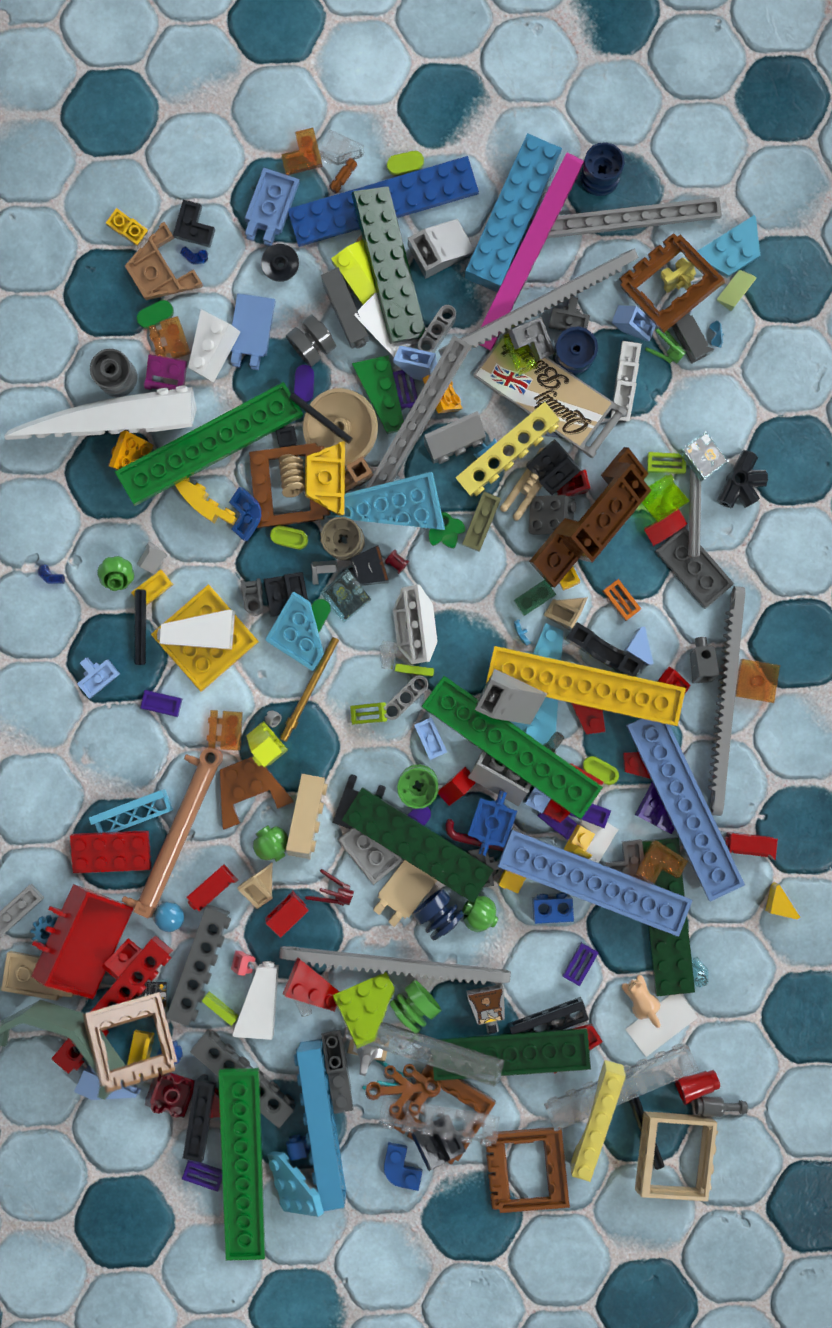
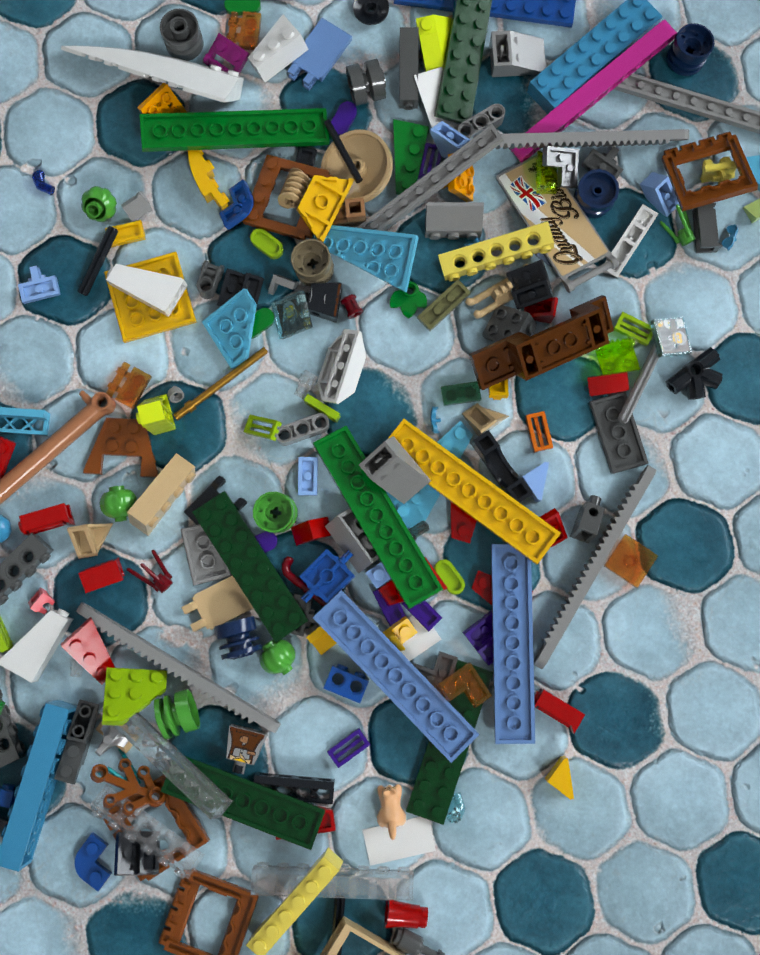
camera: 25 degrees right, 5 degrees down
(161, 703) = (83, 336): dark purple tile -> none

